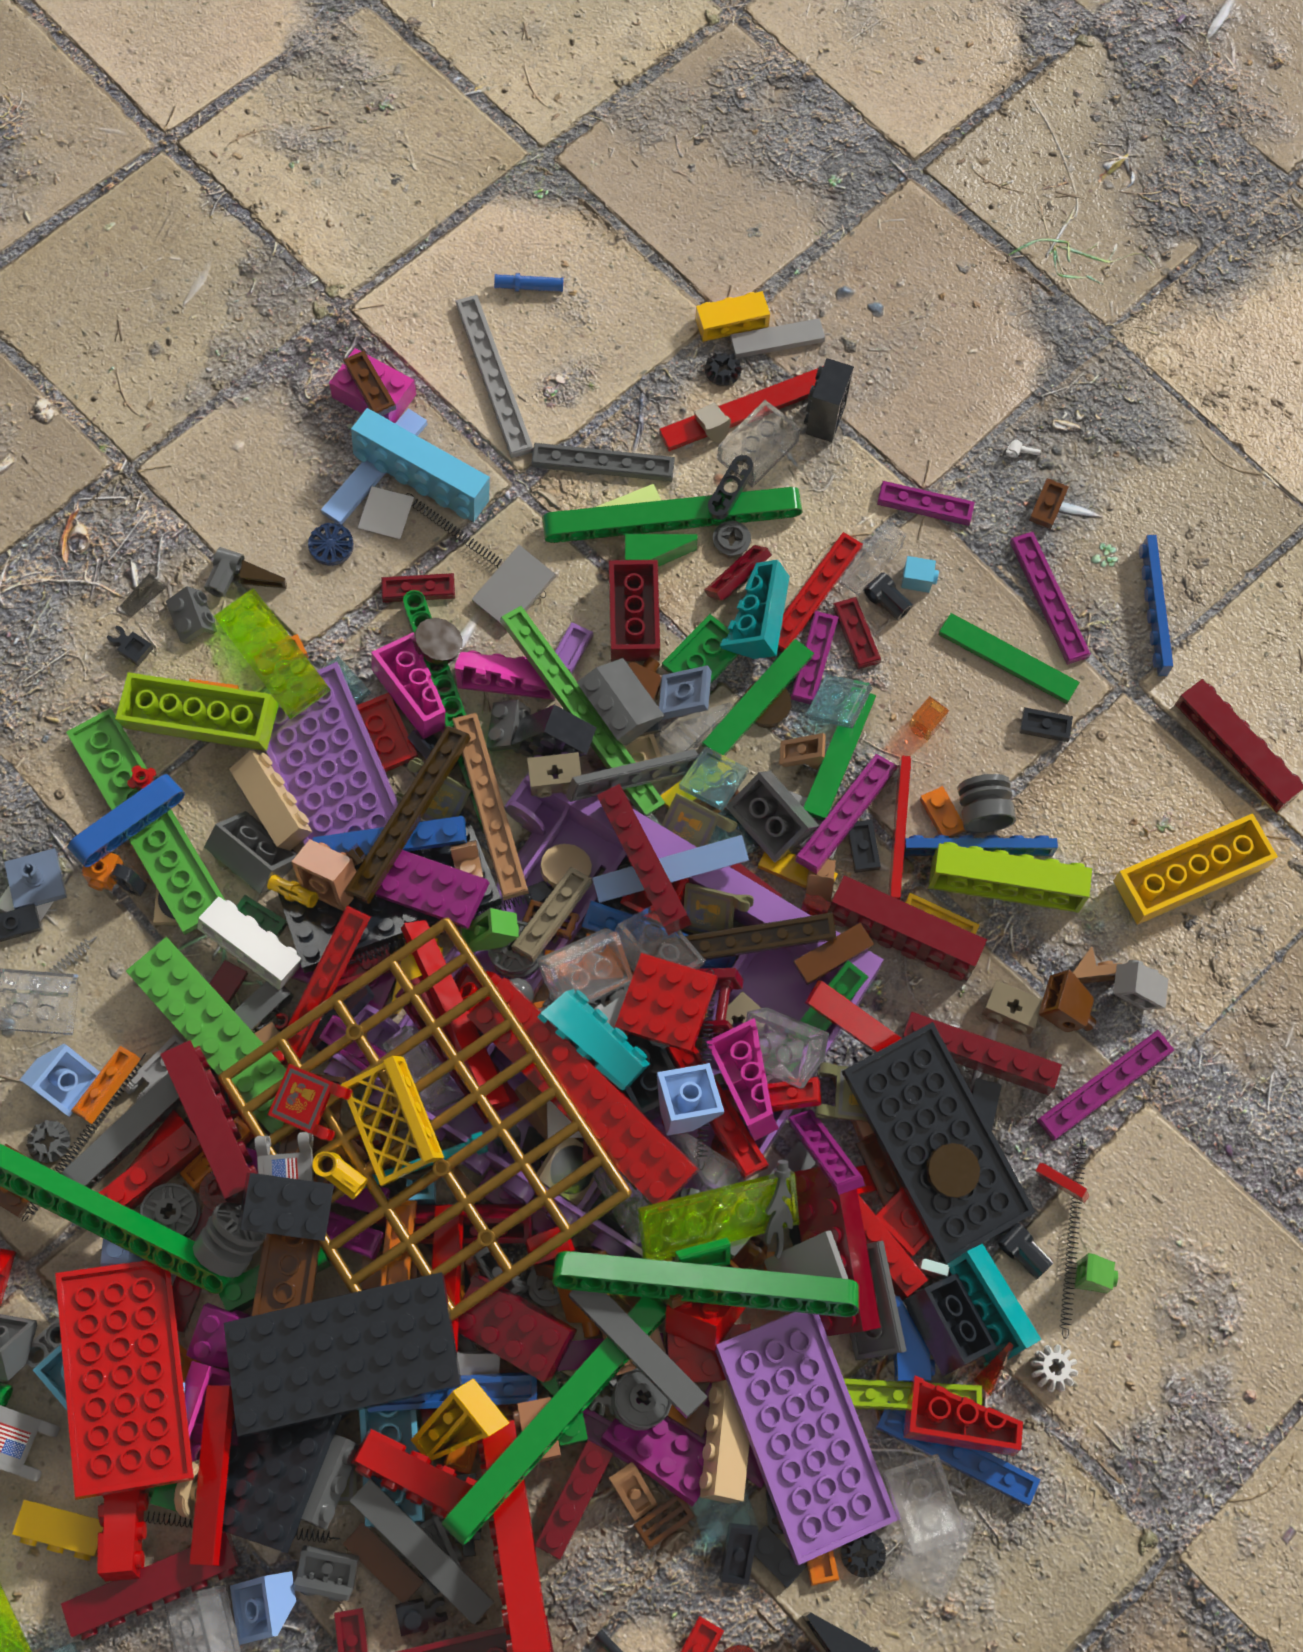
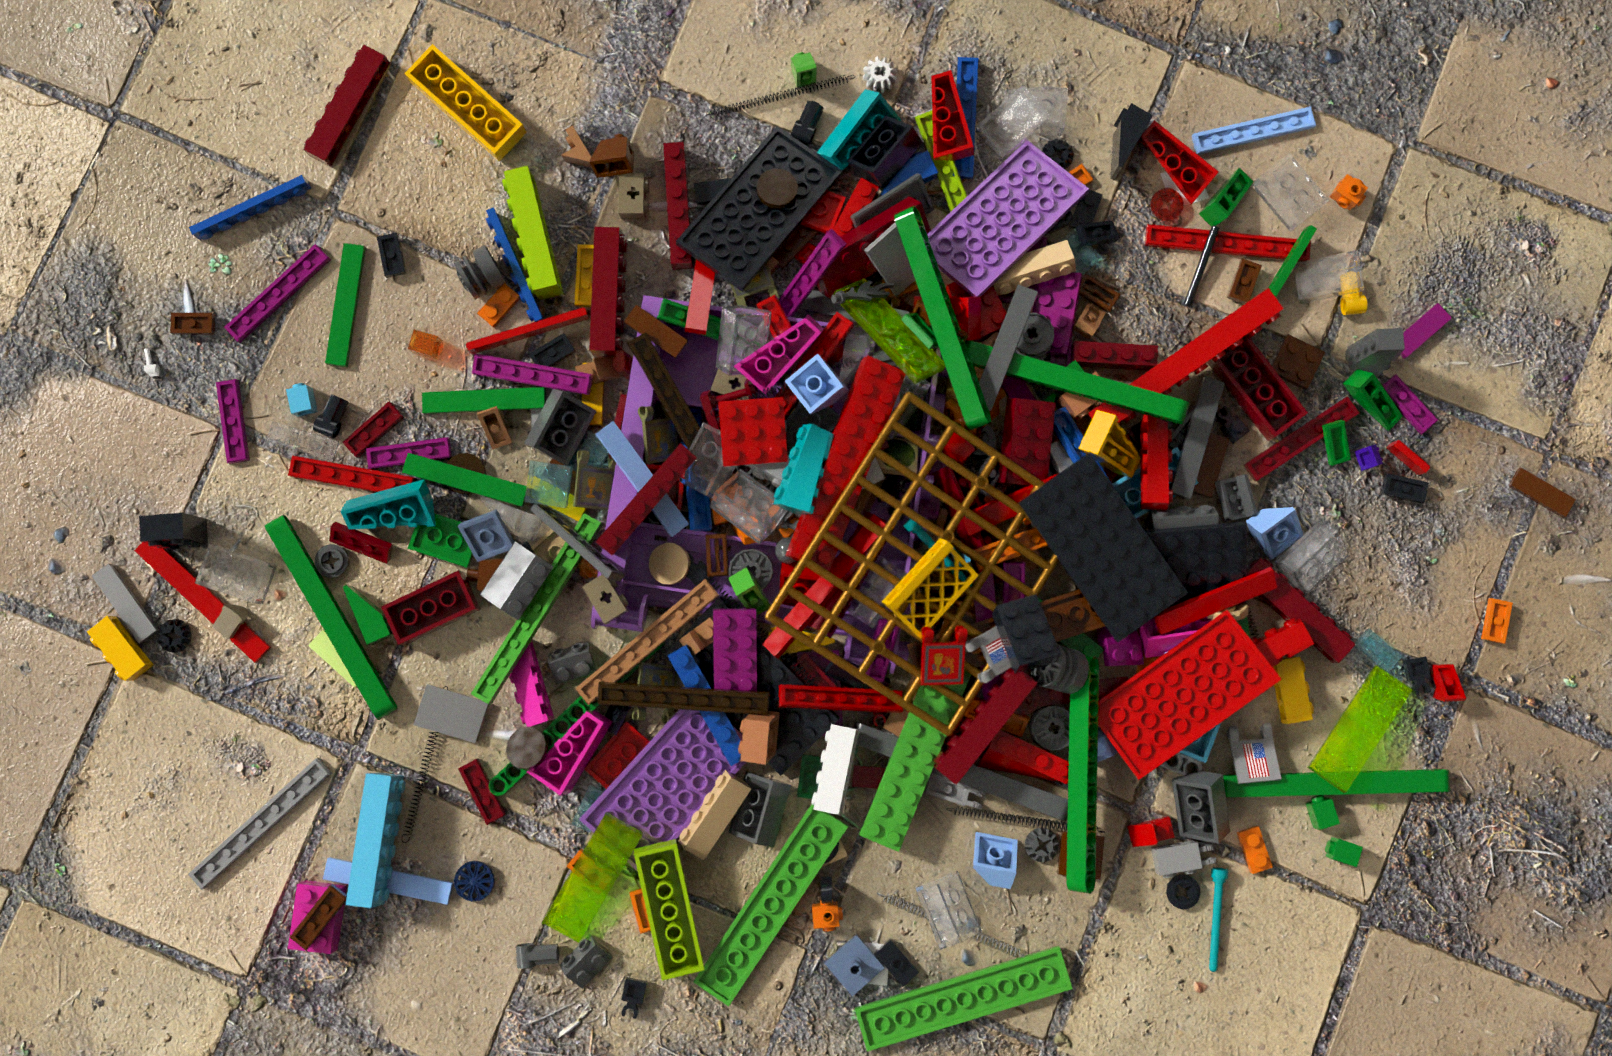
camera: 110 degrees left, 15 degrees up
(106, 1084) = (983, 824): orange tile -> none
(126, 820) = (783, 914): blue beam -> none
(138, 772) = (746, 918): red plate -> none
(143, 594) = (584, 1010): clear smoke piece -> none
(257, 576) = (528, 925): dark brown piece -> none
(292, 891) = (780, 759): yellow pin -> none
(341, 1174) = (983, 606): yellow piece -> none
(356, 854) = (734, 722): dark brown piece -> none
(385, 512) = (426, 850): white sticker -> none
(521, 282) = (157, 834): blue pin -> none
(552, 914) = (714, 553): dark tan tile -> none
(553, 733) = (572, 617): black brick -> none
(573, 645) = (481, 644): medium lavender tile -> none
(603, 462) = (304, 695): dark grey tile -> none
(733, 469) = (274, 568): black beam -> none
(839, 701) = (441, 416): clear light blue plate -> none
(933, 1269) = (848, 180): light aqua tile -> none
(991, 1374) = (899, 112): clear red piece -> none
(1062, 1182) = (748, 113): red tile -> none
(1105, 1085) = (660, 112): magenta tile -> none
(1141, 985) = (576, 109): light grey brick -> none

